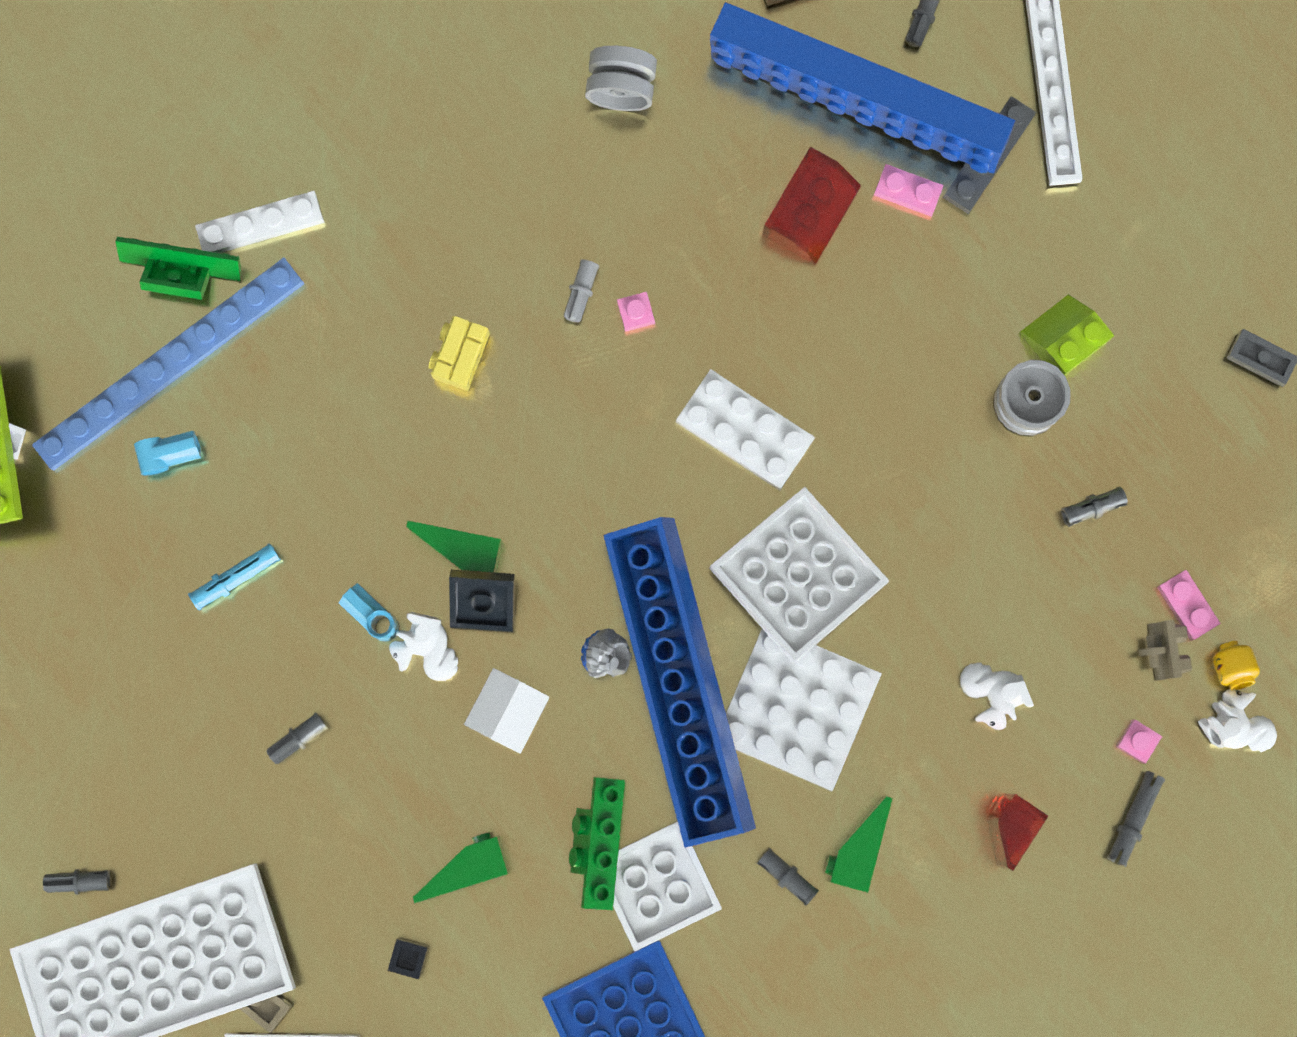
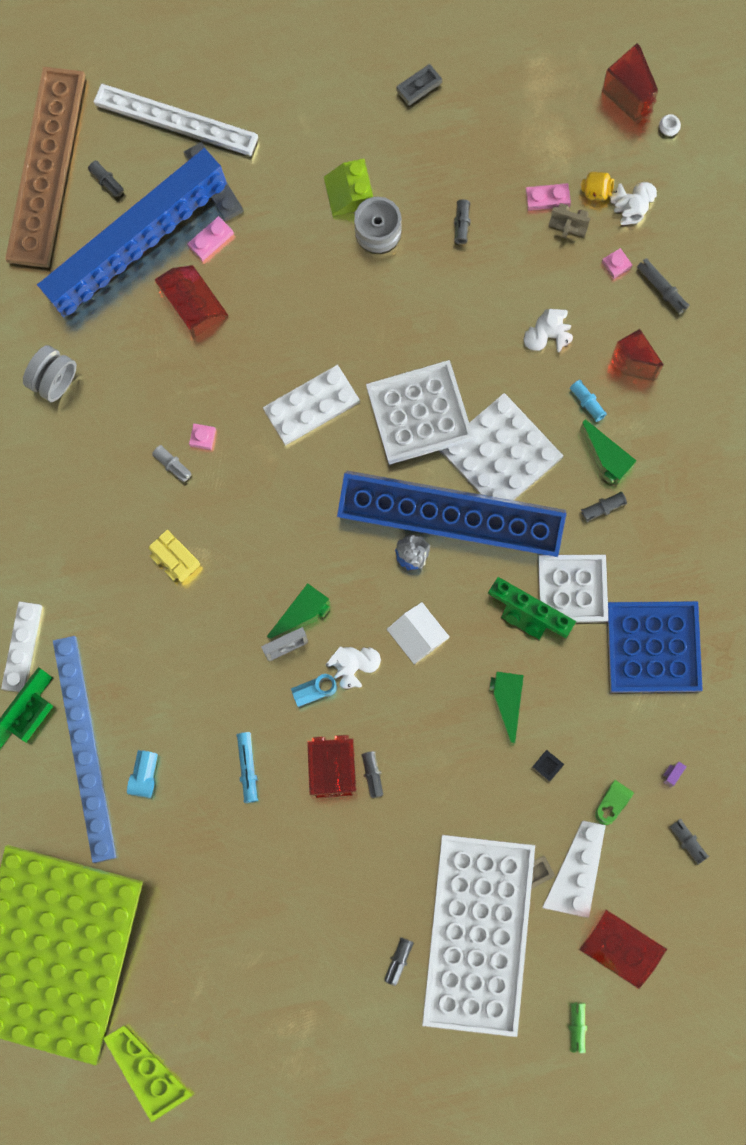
camera: 60 degrees left, 5 degrees down
(277, 684) = (332, 767): none -> clear red slope
(406, 548) = (285, 644): none -> light grey tile
(482, 600) = (341, 613): black plate -> none
(924, 790) = (588, 400): none -> medium azure pin

